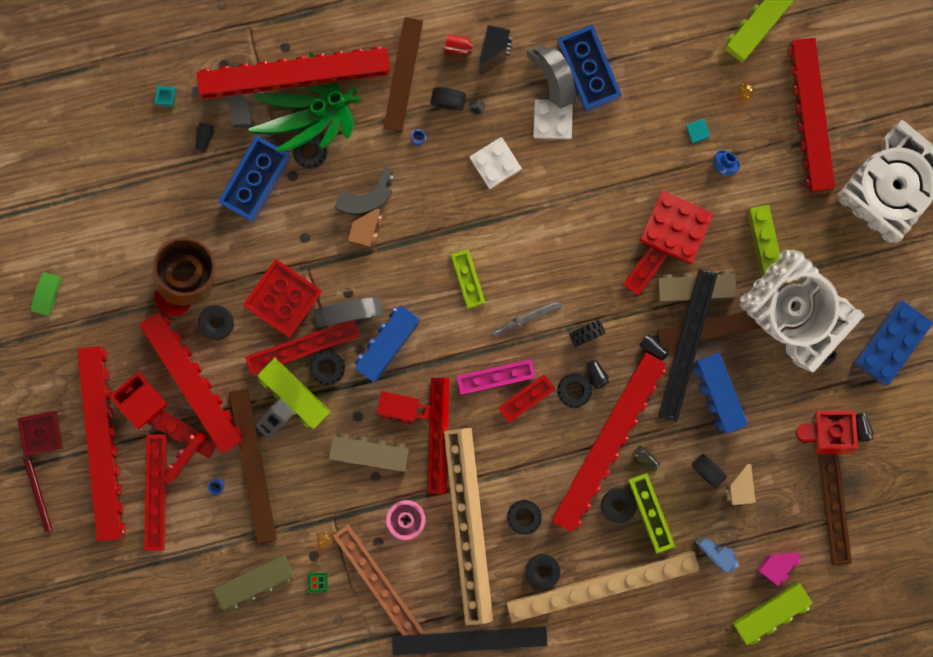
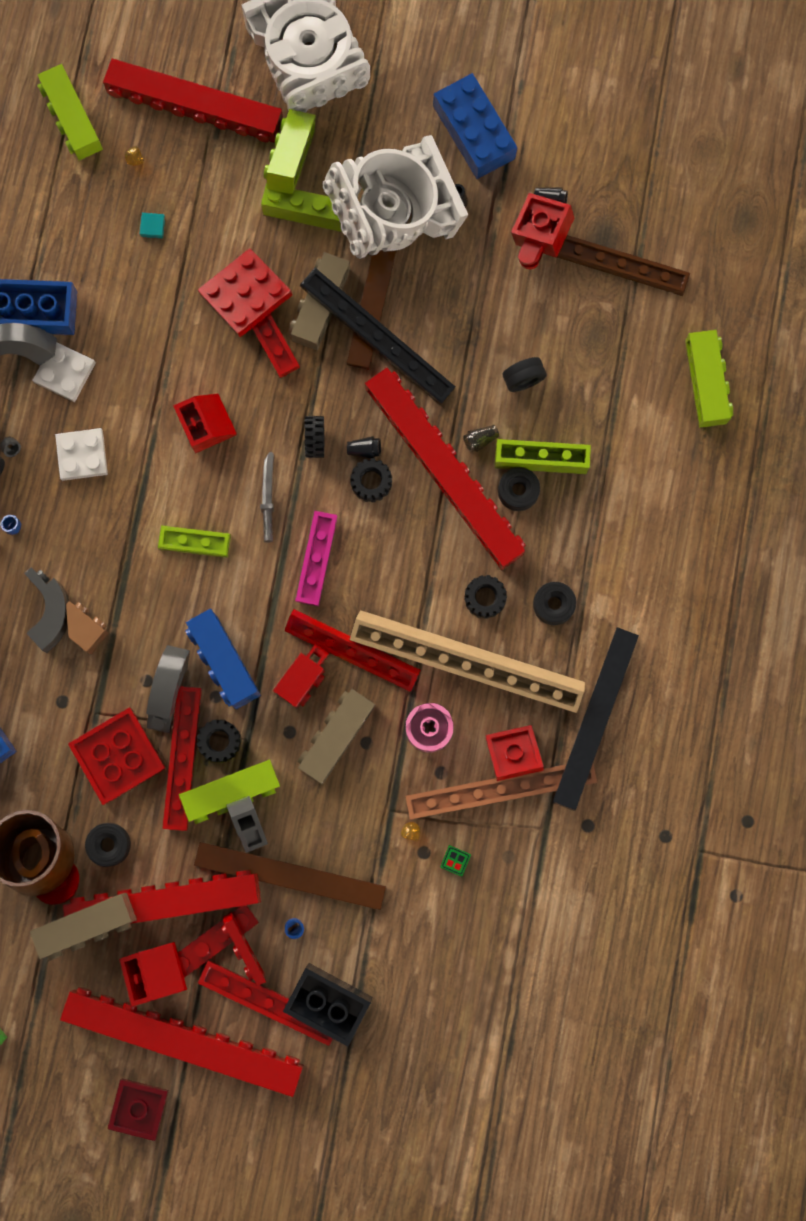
camera: 65 degrees left, 5 degrees down
(37, 494) = (207, 1145): dark red bar -> none
(149, 334) = (82, 926): none -> dark tan brick
(173, 536) = (328, 1004): none -> black slope
(253, 582) = (422, 934): olive brick -> none
(416, 591) = (514, 753): none -> red plate
(526, 398) = (355, 536): red plate -> none
(562, 244) = (205, 421): none -> red slope
(602, 586) = (599, 546): tan brick -> none
(653, 347) = (363, 373): black cone -> none
(719, 393) = (446, 325): blue brick -> none
(720, 556) = (624, 403): medium blue plate -> none
(726, 163) = (200, 210): blue plate -> none
(741, 487) = (557, 349): tan slope -> none
(778, 565) = (660, 350): dark pink slope -> none
(803, 211) = (290, 151): none -> lime brick

